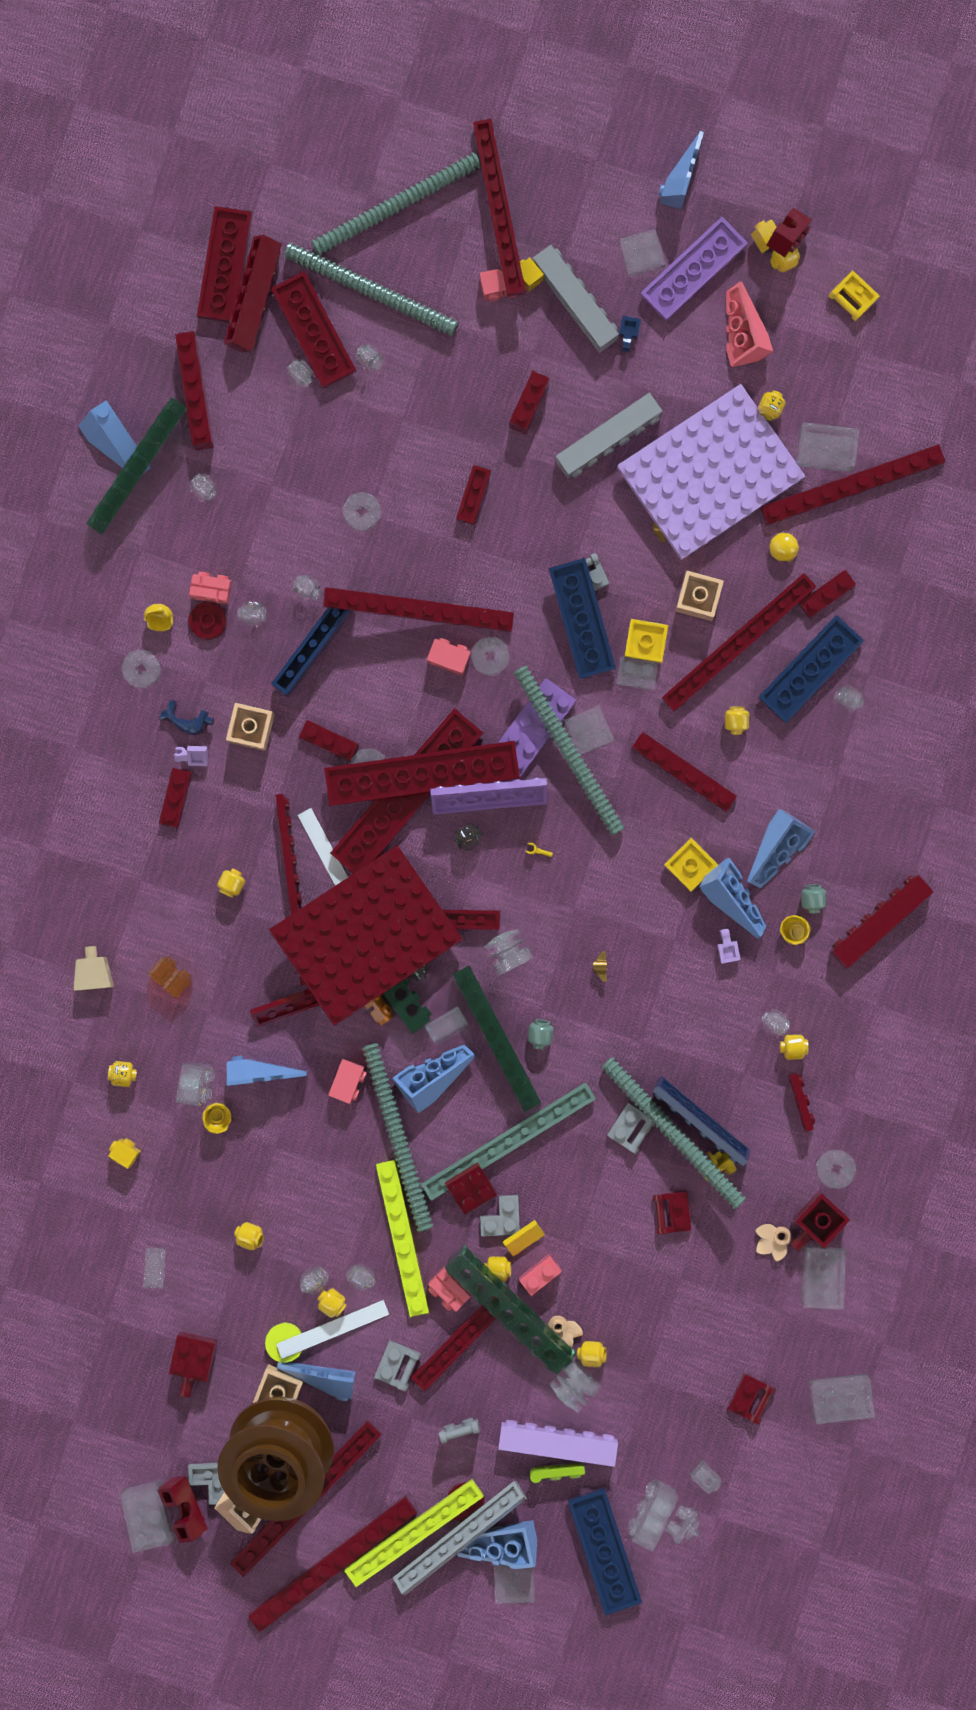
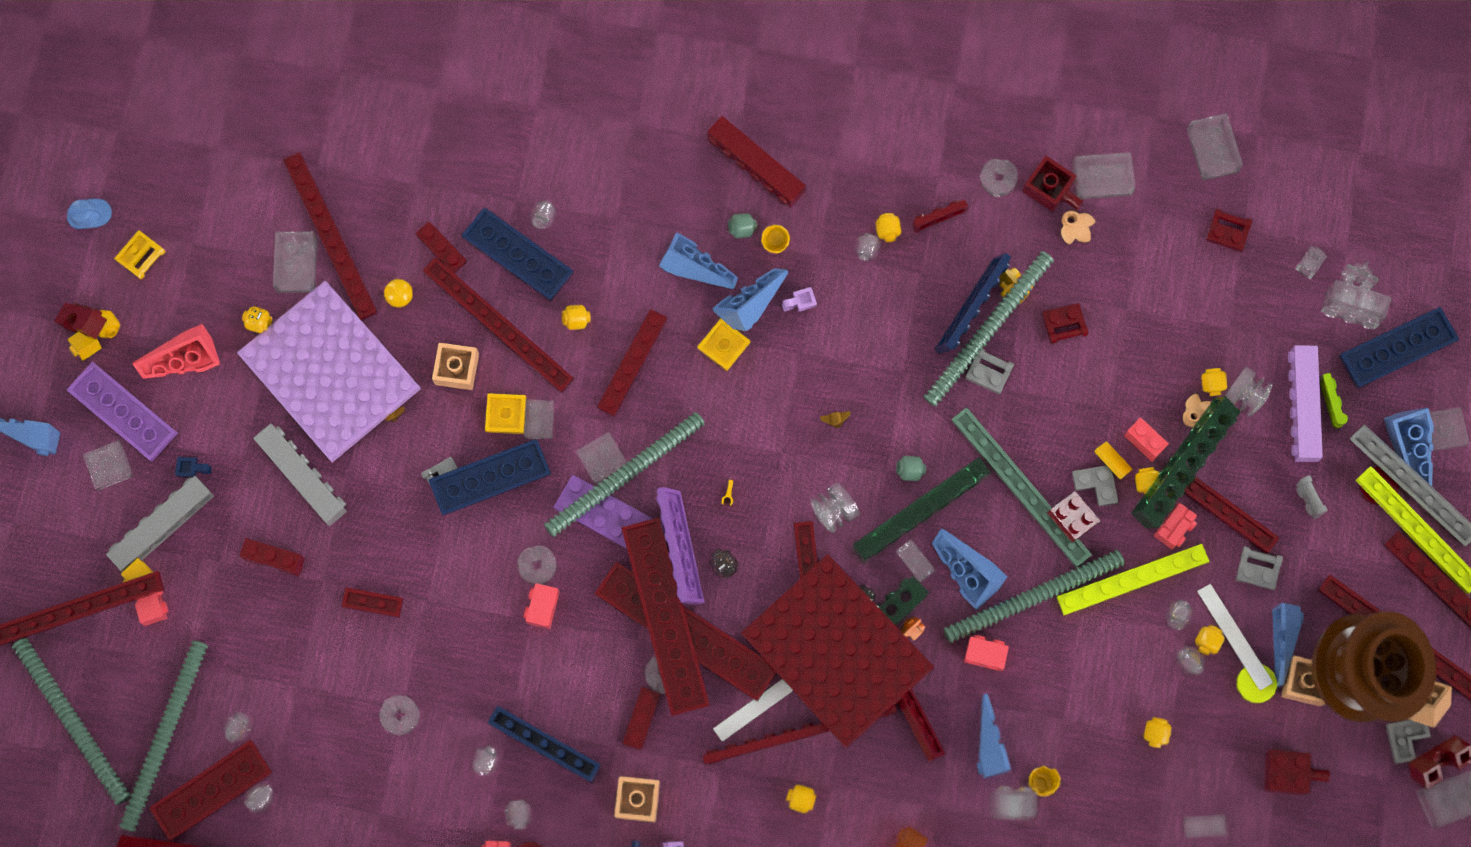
camera: 95 degrees left, 10 degrees down
(418, 609) = (497, 642): dark red plate -> none
(904, 249) = (89, 213): none -> medium blue piece

